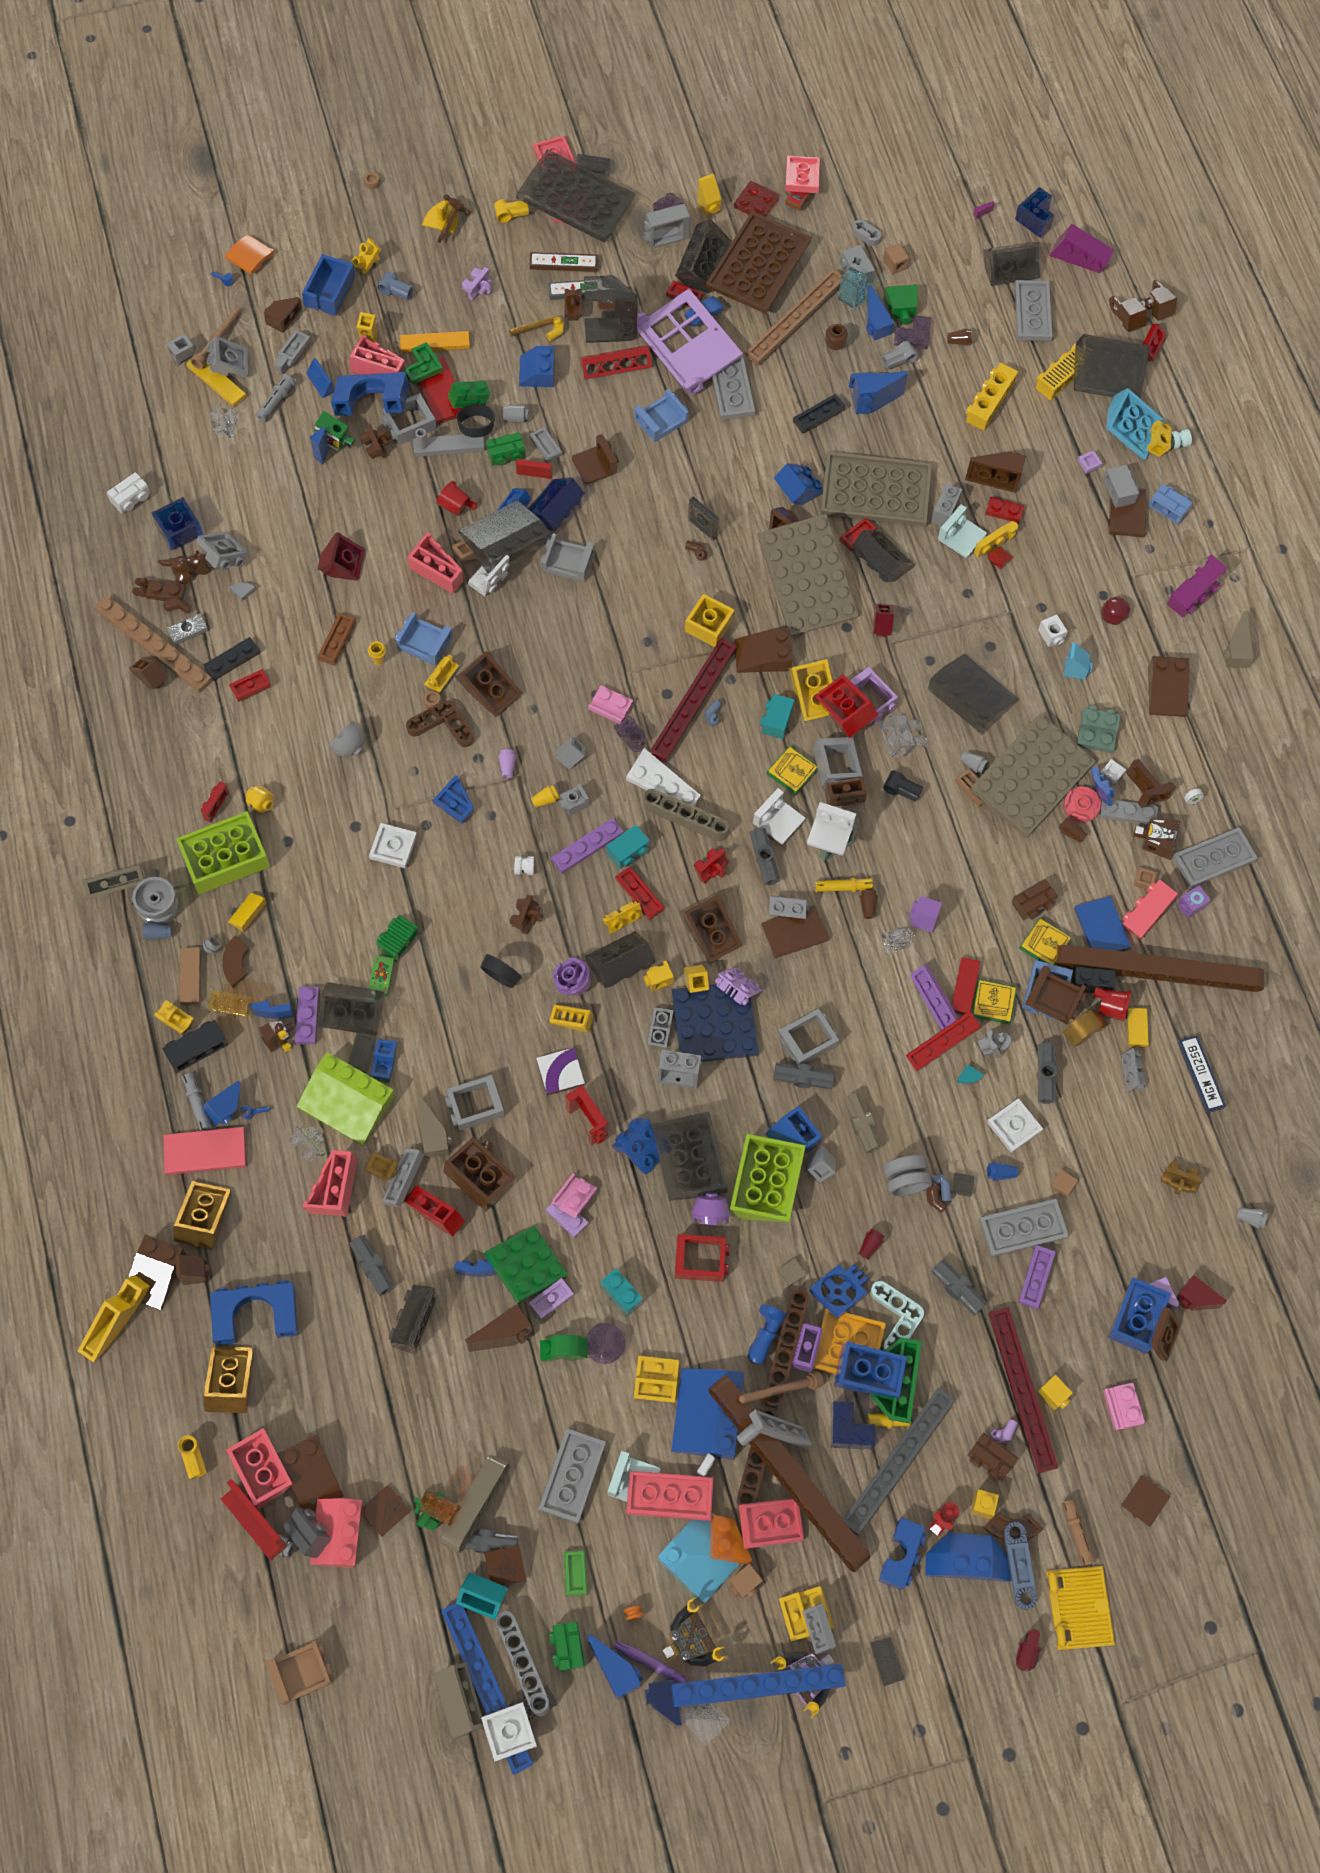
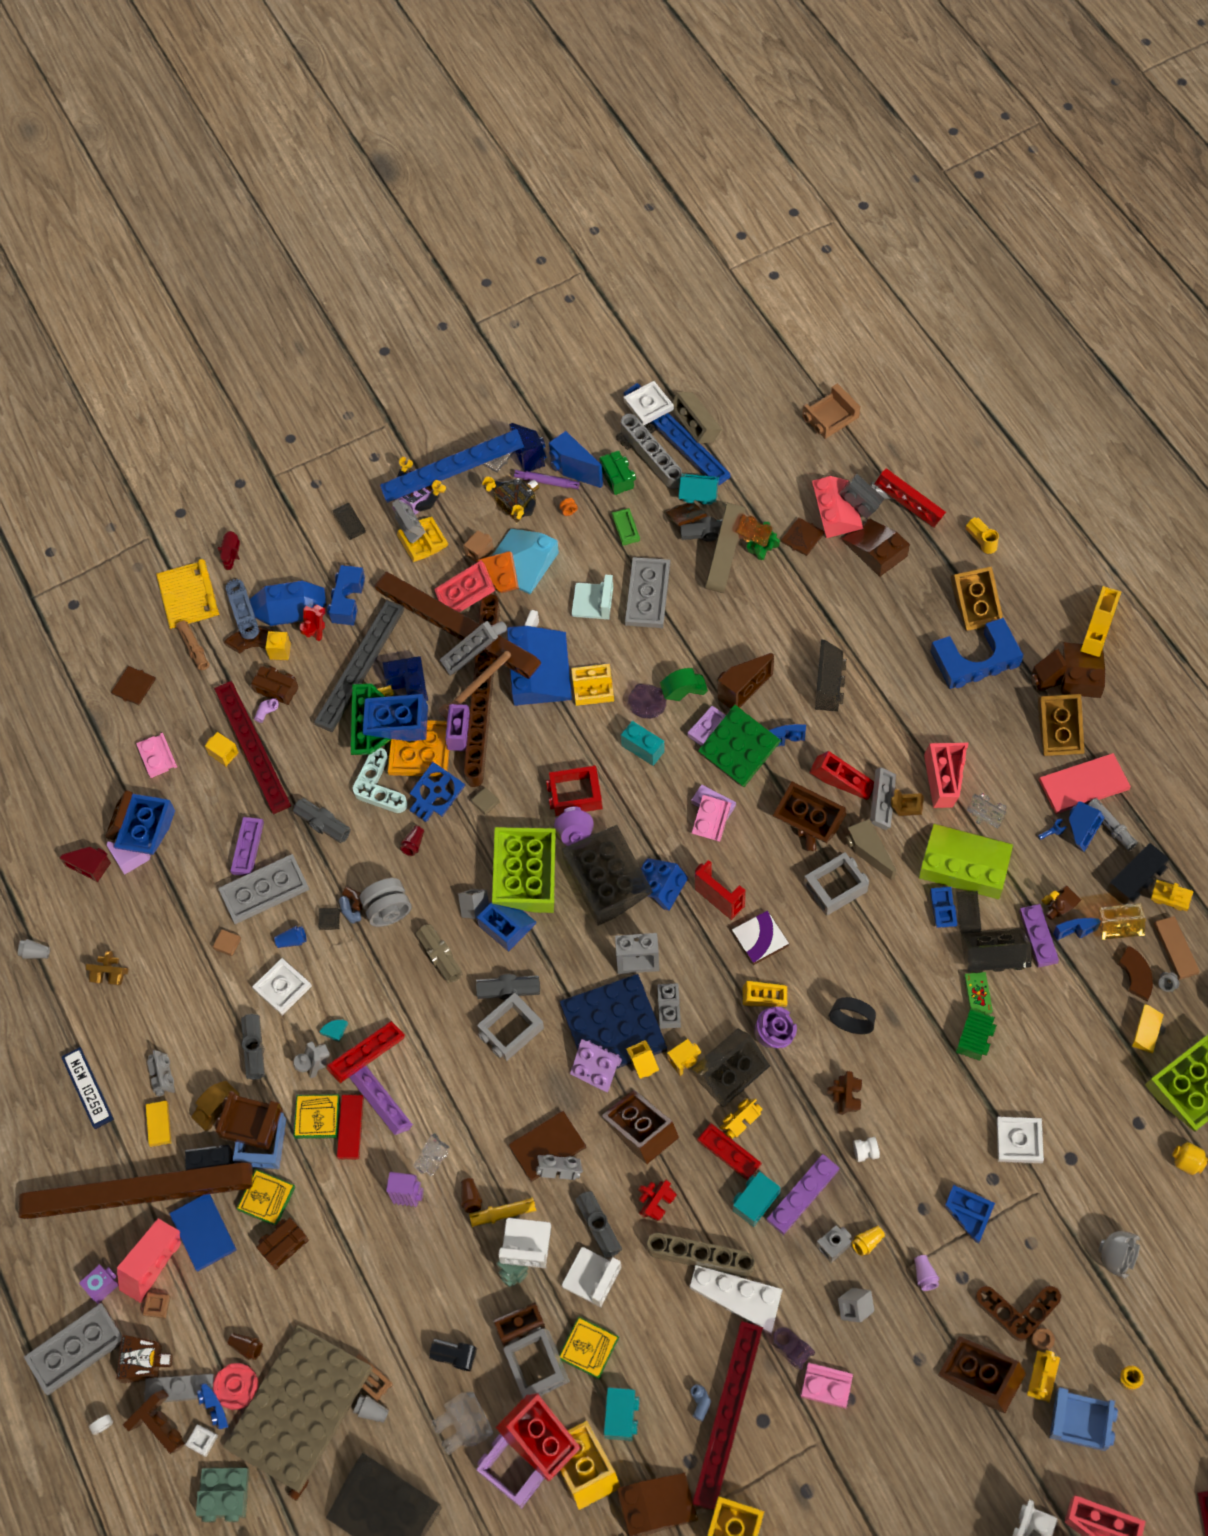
camera: 175 degrees right, 5 degrees down
(259, 1468) = (922, 531): coral slope -> none
(336, 639) = (1189, 1397): dark orange tile -> none
(371, 1265) = (884, 717): dark grey piece -> none
(669, 1495) = (558, 592): coral tile -> none
(761, 1344) = (498, 738): blue piece -> none
(1113, 1003) = (184, 1136): red hat -> none

